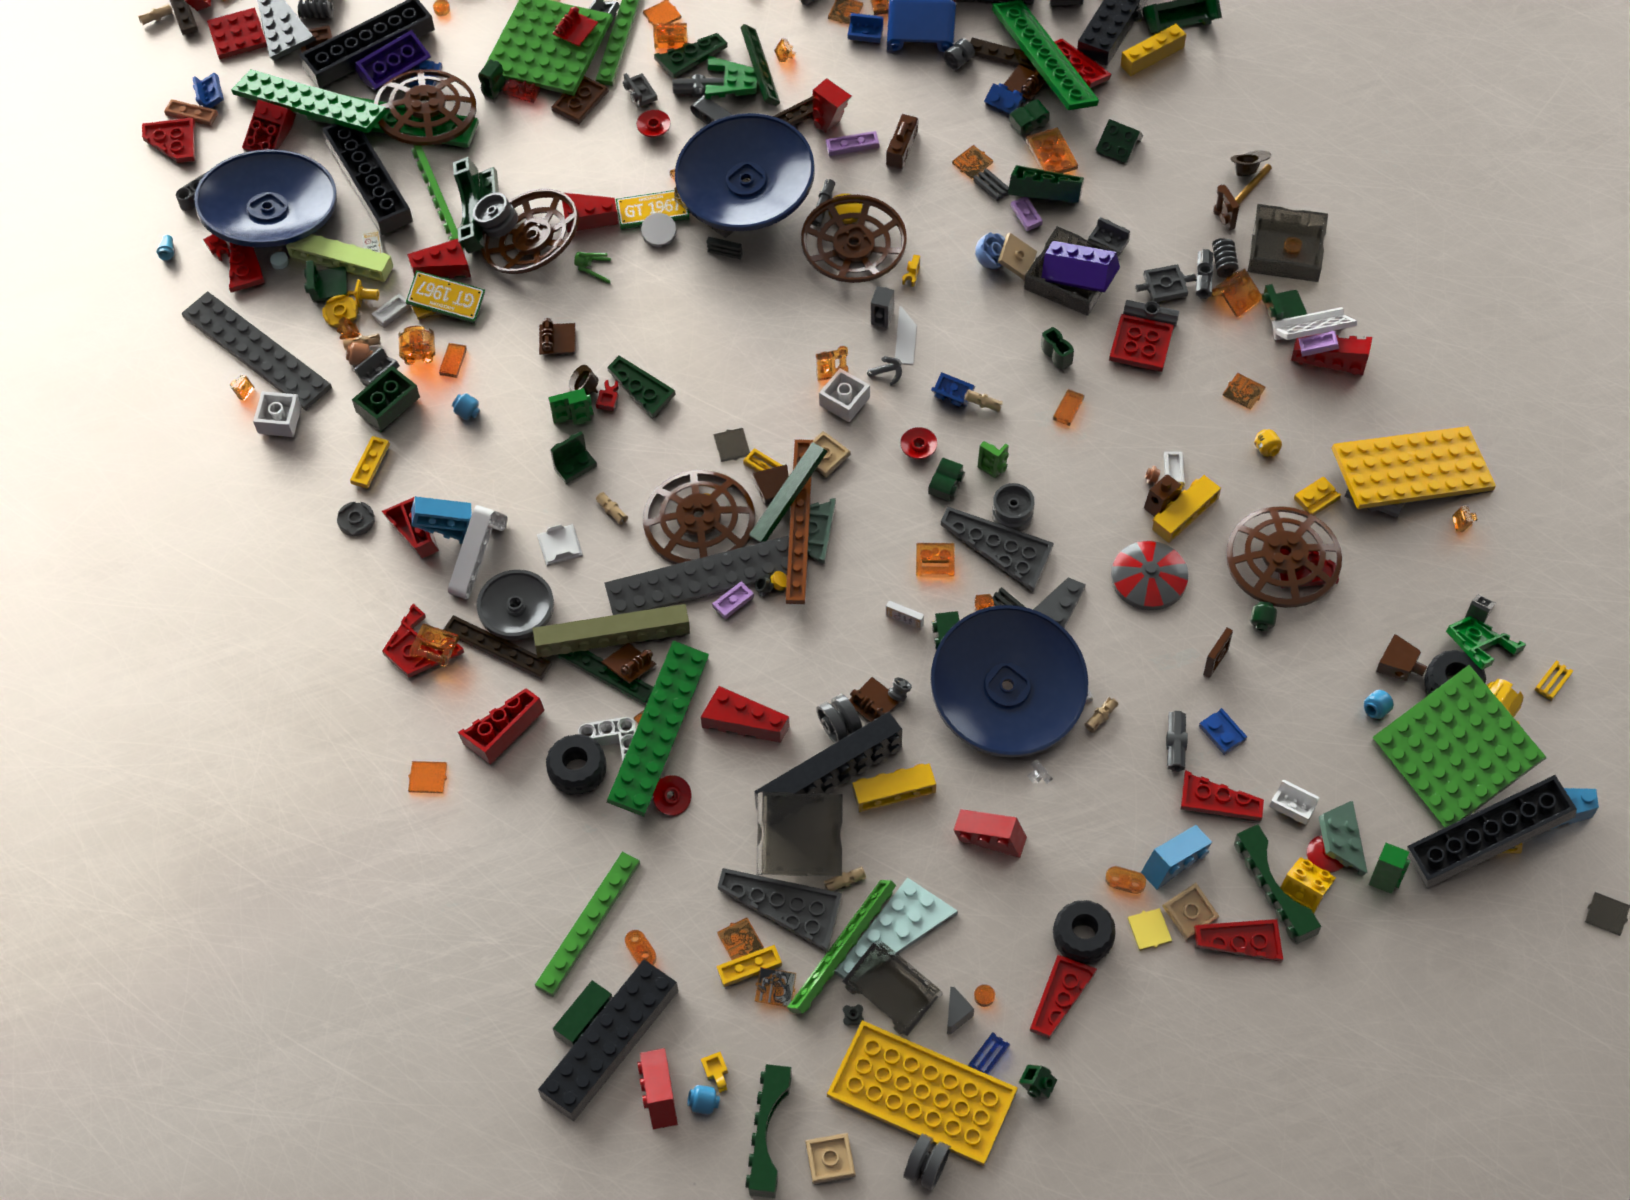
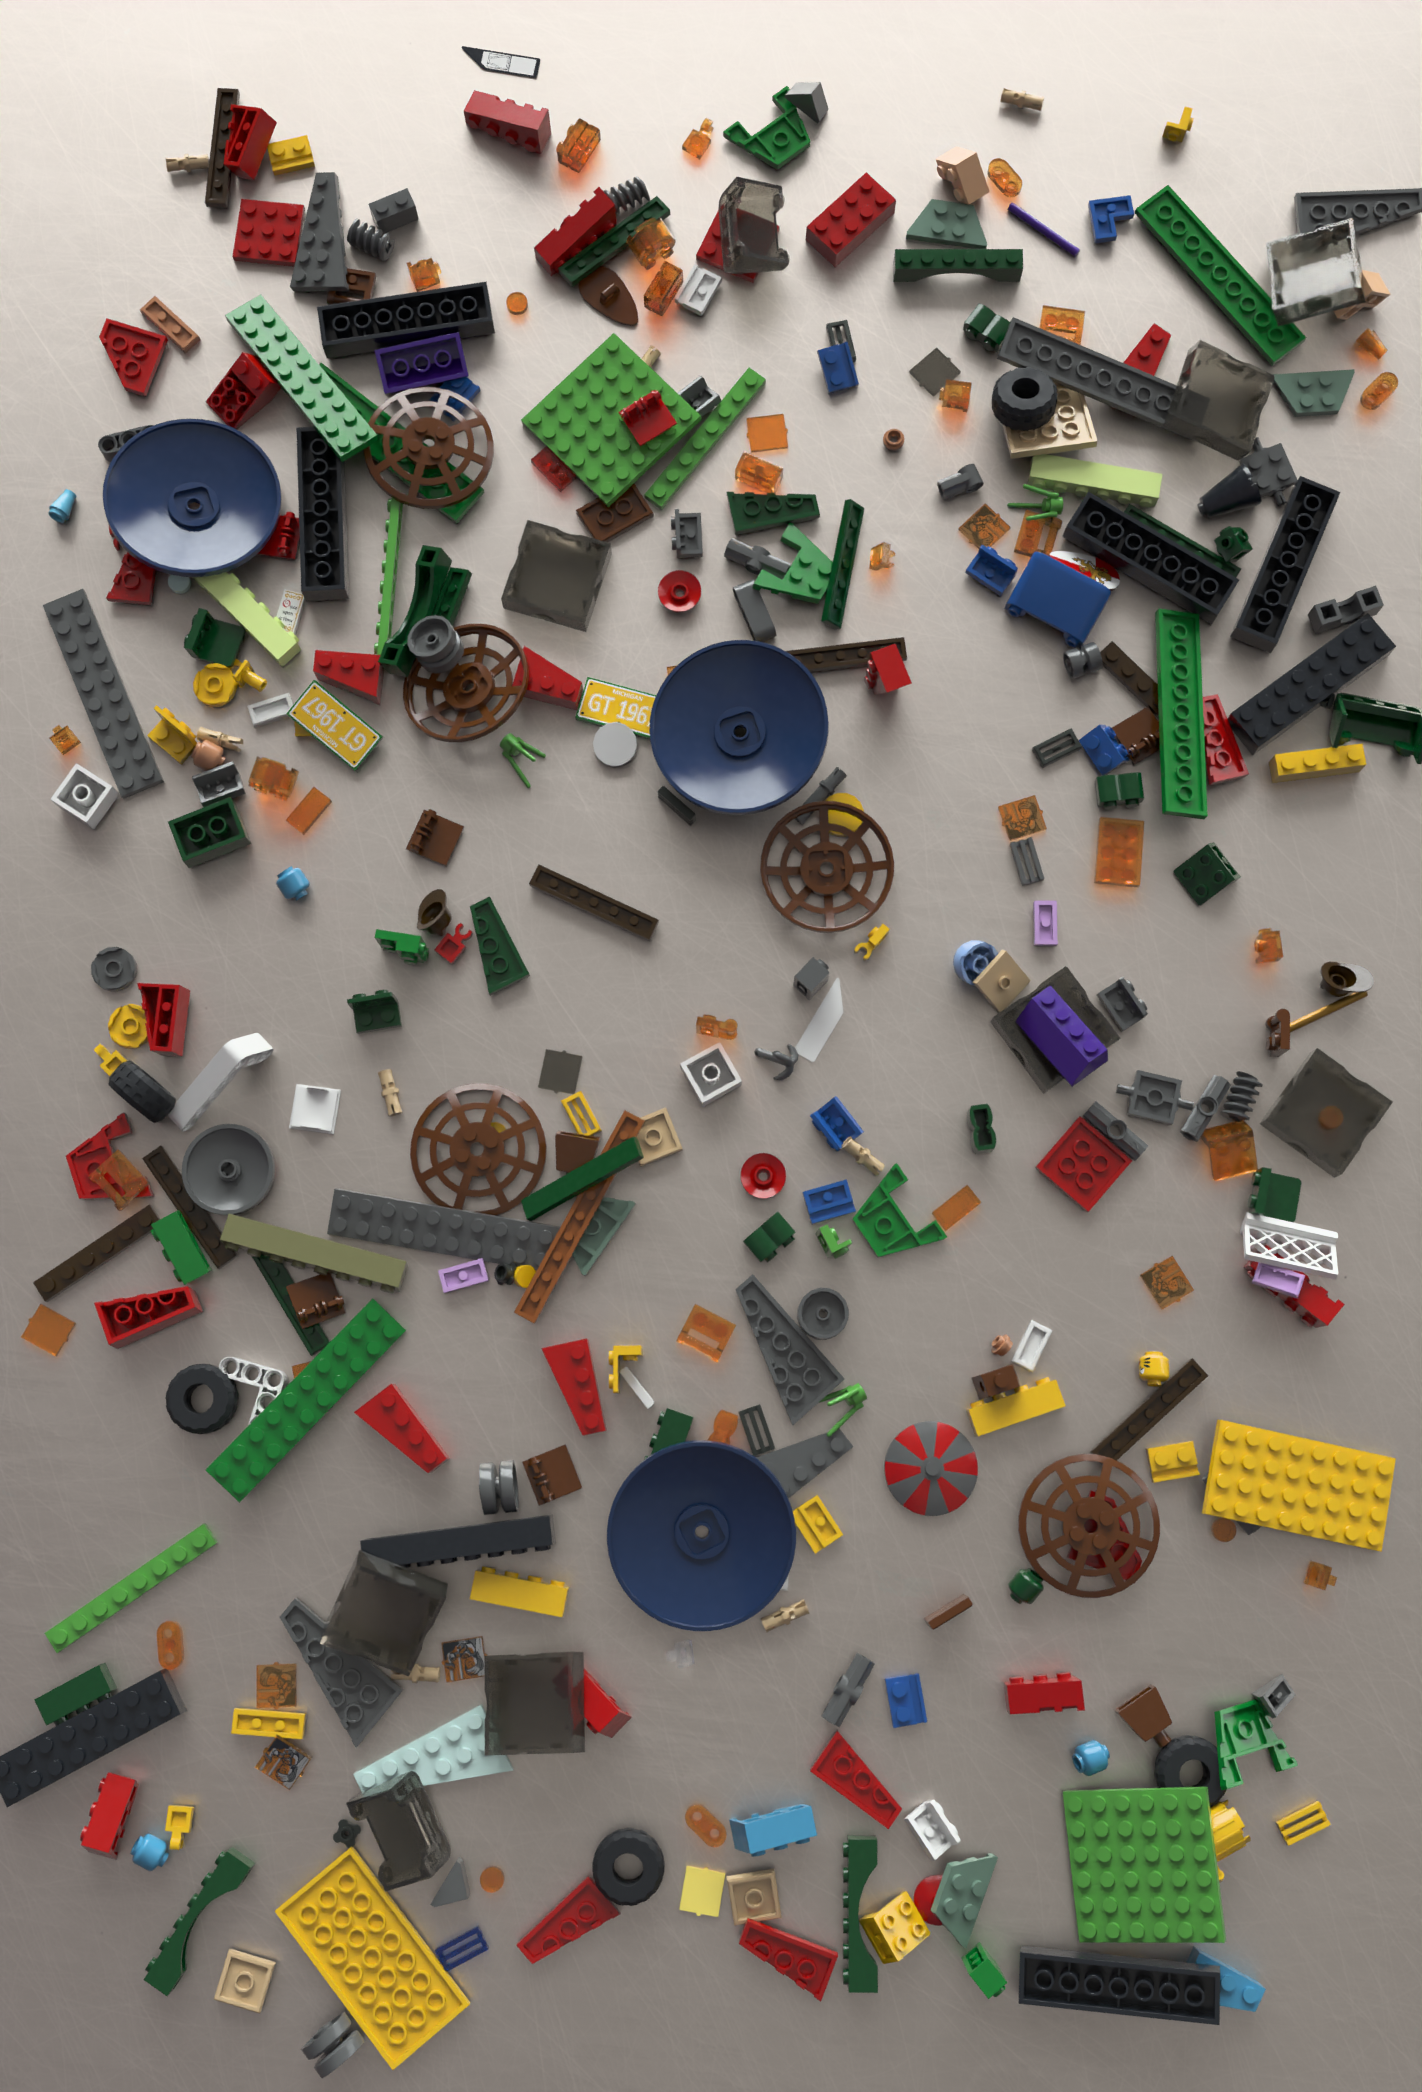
camera: 25 degrees right, 20 degrees up
(208, 90) = (198, 304): blue bracket -> none
(325, 349) = (173, 736): none -> yellow bracket
(346, 203) = (284, 539): none -> red hinge
(347, 329) = (212, 715): clear orange tile -> none
(364, 11) = (424, 273): none -> clear orange brick
(370, 462) = (159, 905): yellow plate -> none
(388, 549) = (128, 1026): none -> yellow tile
(388, 577) = (111, 1061): none -> yellow plate
(422, 577) = (141, 1091): none -> black tyre
(440, 708) = (96, 1253): none -> dark brown plate
(441, 516) = (192, 1027): dark azure wedge -> none
(492, 79) = (522, 443): dark green brick -> none
(505, 669) = (180, 1247): none -> green brick
(559, 148) = (556, 576): none -> clear smoke tile
(680, 799) = (284, 1492): red dish -> none
(697, 329) = (594, 902): none -> dark brown plate
(841, 946) = (372, 1751): bright green plate -> none
(852, 143) = (896, 726): lavender tile -> none
(860, 630) = (577, 1379): none -> red wedge
(876, 855) = (463, 1658): none -> piece
(884, 591) = (629, 1353): none -> yellow bracket
(899, 689) = (590, 1479): dark grey wheel -> none
(902, 141) = (952, 754): reddish brown piece -> none
(949, 846) = (534, 1703): none -> clear smoke tile
(972, 438) = (829, 1201): none -> blue plate
(975, 113) = (1040, 756): none -> pearl dark grey tile
(1026, 438) = (885, 1224): none -> green wing
(1038, 1081) = (492, 2011): dark green brick -> none
(1045, 184) = (1083, 898): dark green wedge -> none
(1065, 552) = (852, 1395): none -> bright green plant
(1092, 645) = (816, 1524): none -> yellow plate
(1187, 164) = (1268, 946): none -> clear orange brick
(1283, 469) = (1151, 1411): none -> dark brown plate
(1320, 676) = (1044, 1694): none -> red wedge
(1379, 522) = (1223, 1529): none -> clear orange tile

